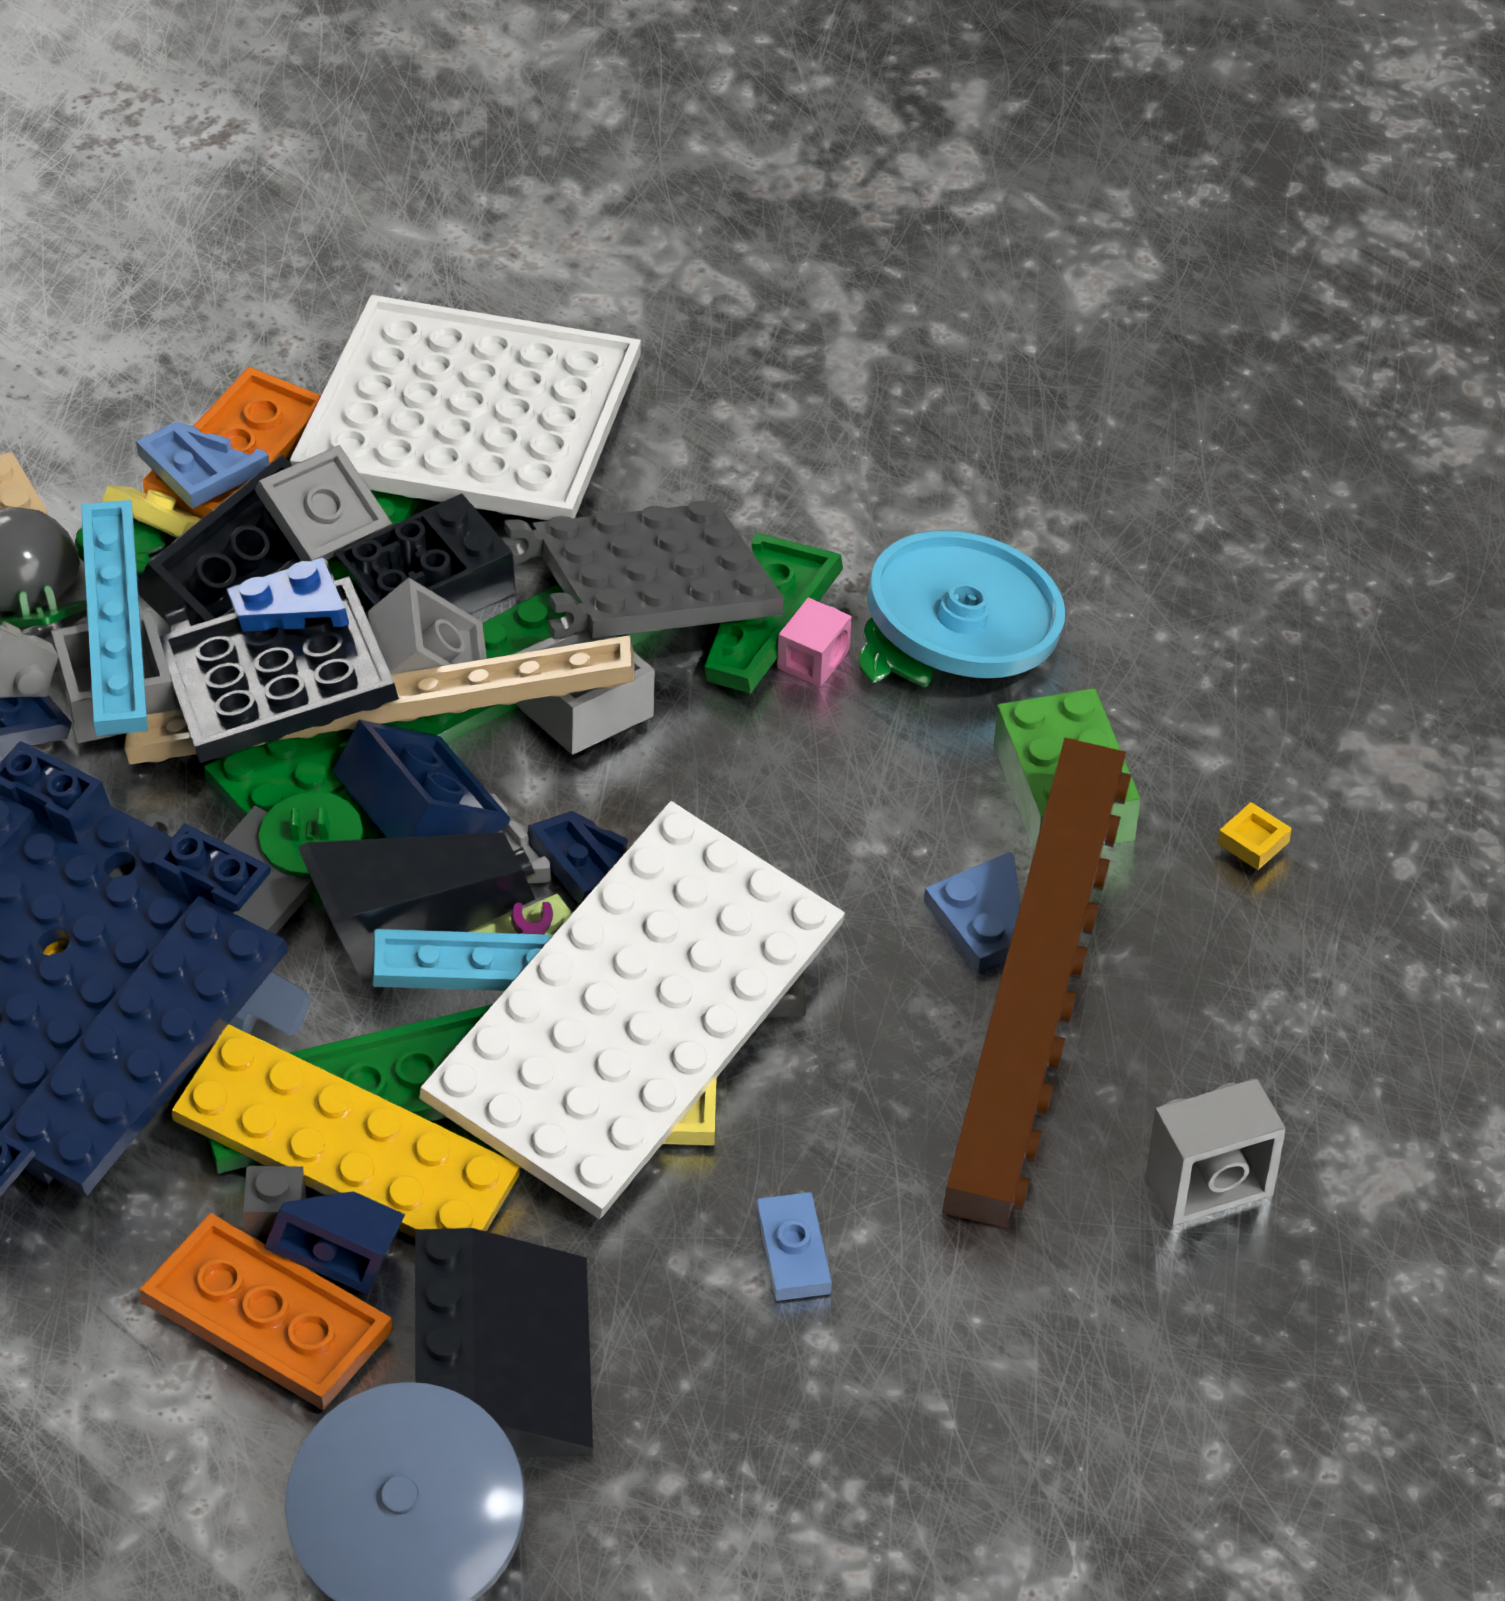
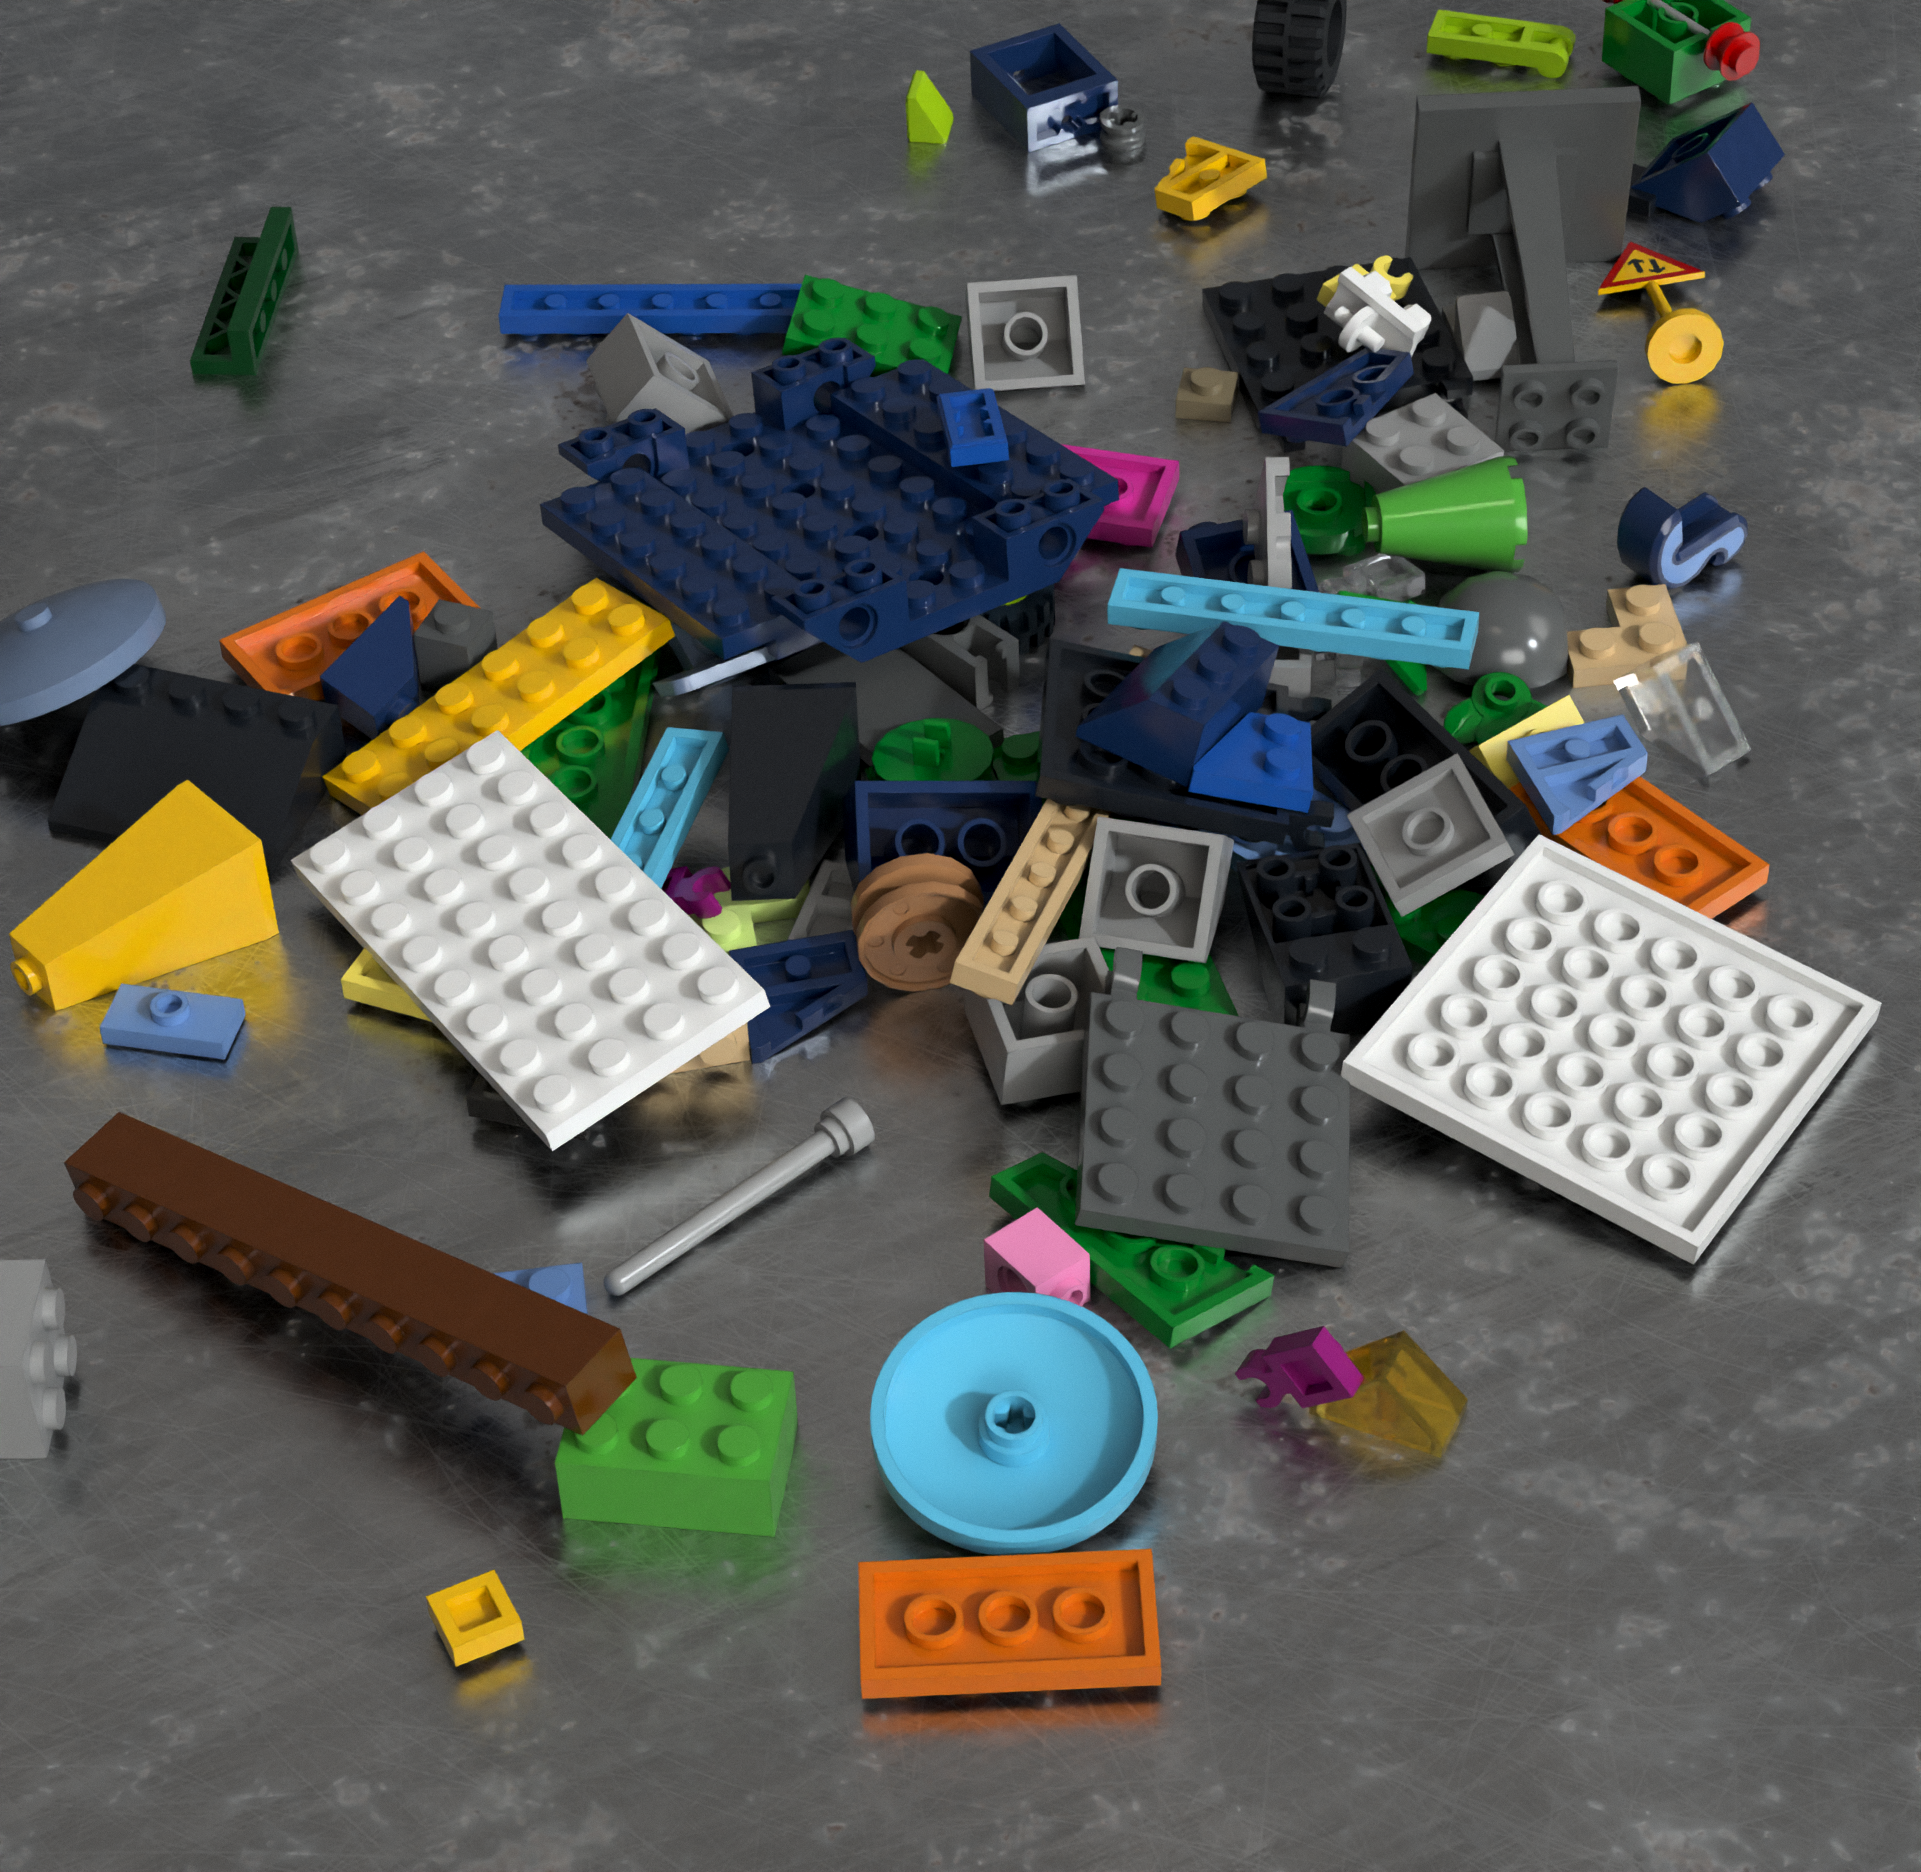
camera: 115 degrees right, 5 degrees down
(80, 442) = (1684, 710): none -> clear slope
(254, 637) = (1183, 699): none -> dark blue slope
(521, 771) = (915, 920): none -> medium nougat wheel
(697, 1287) = (152, 902): none -> yellow slope
(728, 788) = (841, 1131): none -> light grey piece
(828, 467) = (1401, 1396): none -> clear yellow slope
(848, 471) = (1304, 1365): none -> magenta plate
(1110, 584) = (1008, 1623): none -> orange plate

